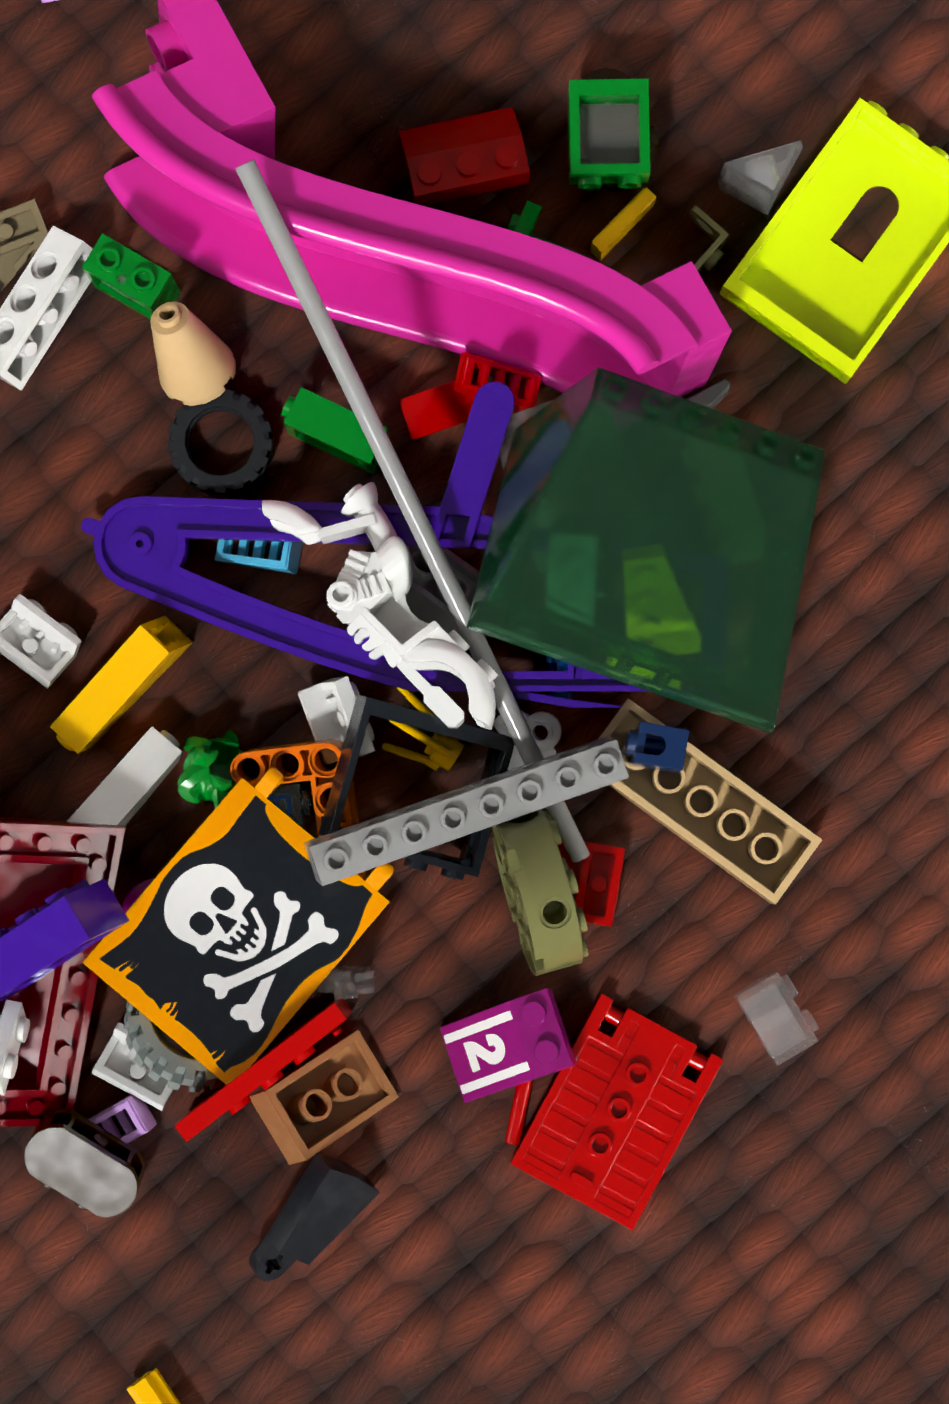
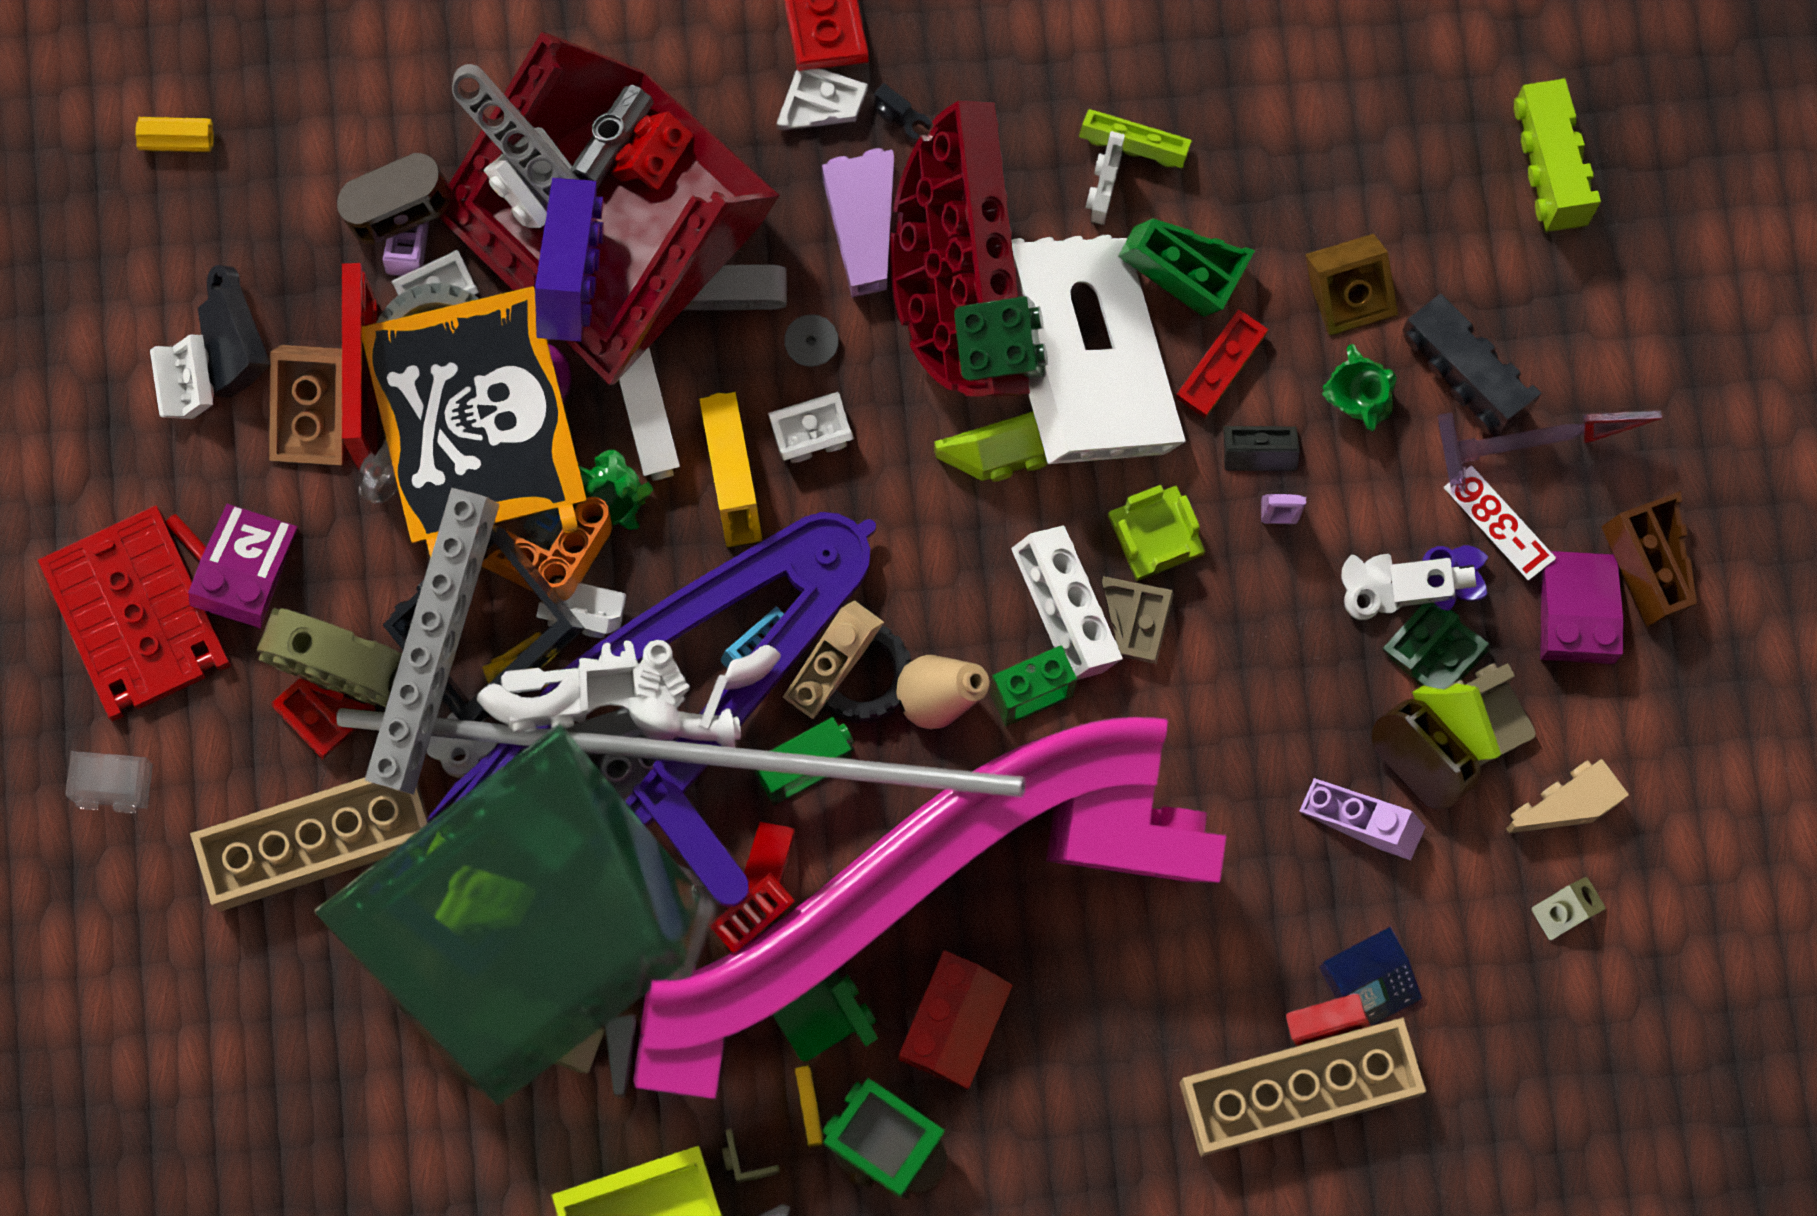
camera: 125 degrees right, 10 degrees down
(228, 467) = (833, 658): none -> tan slope
(381, 1228) = (182, 378): none -> white bracket
(664, 744) = (372, 818): dark blue brick -> none

